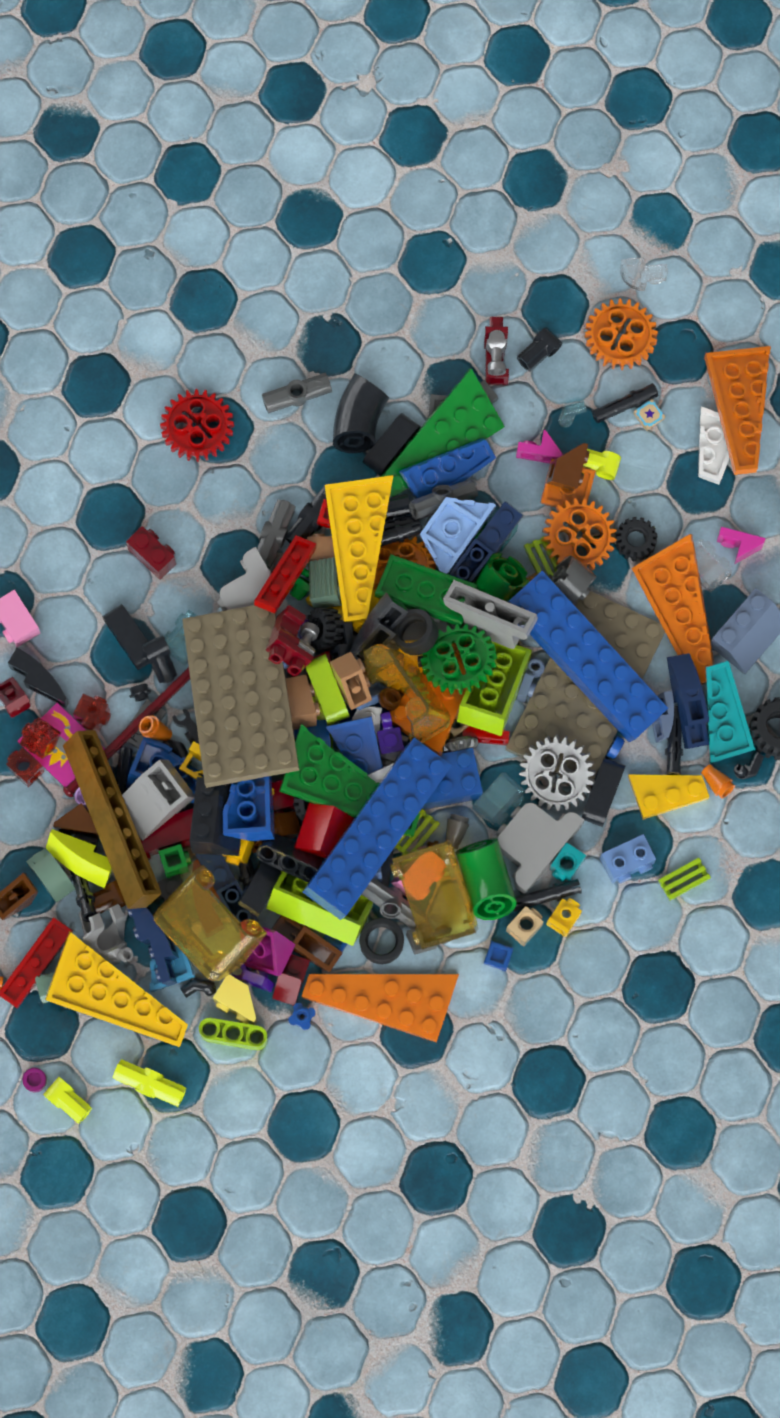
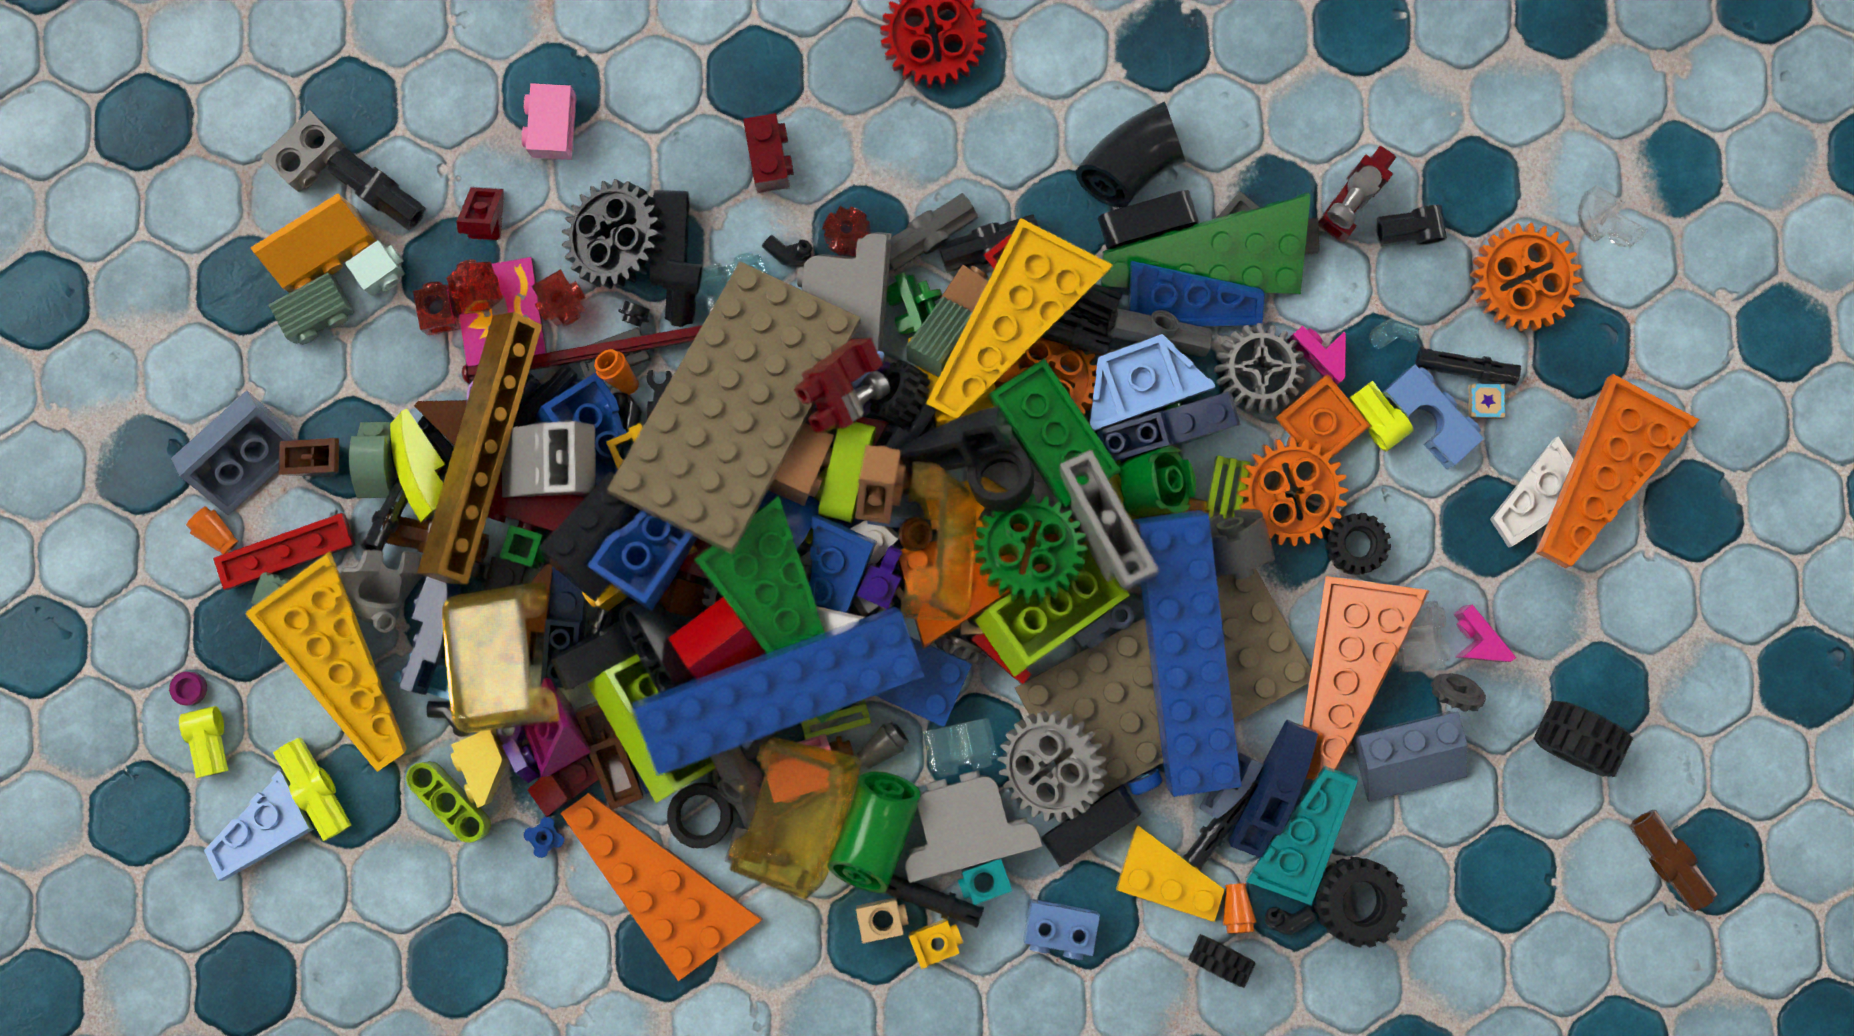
camera: 35 degrees right, 10 degrees up
(37, 677) = (528, 210): black slope -> none
(80, 646) = (613, 234): none -> black gear
(136, 1126) = (259, 831): none -> light blue wing
(204, 600) = (790, 254): none -> black arm
(225, 571) = (841, 242): none -> clear red brick
(285, 574) = (898, 294): red plate -> none
(310, 389) = (1102, 82): dark grey piece -> none
(498, 956) = (825, 930): blue tile -> none
(502, 466) = (1260, 352): none -> light grey gear
(567, 469) = (1338, 400): reddish brown slope -> none
(643, 442) = (1454, 433): none -> medium blue arch
(701, 869) = (1140, 1002): lime tile -> none
(728, 812) = (1222, 961): none -> black tyre
(748, 579) = (1458, 692): none -> dark grey gear

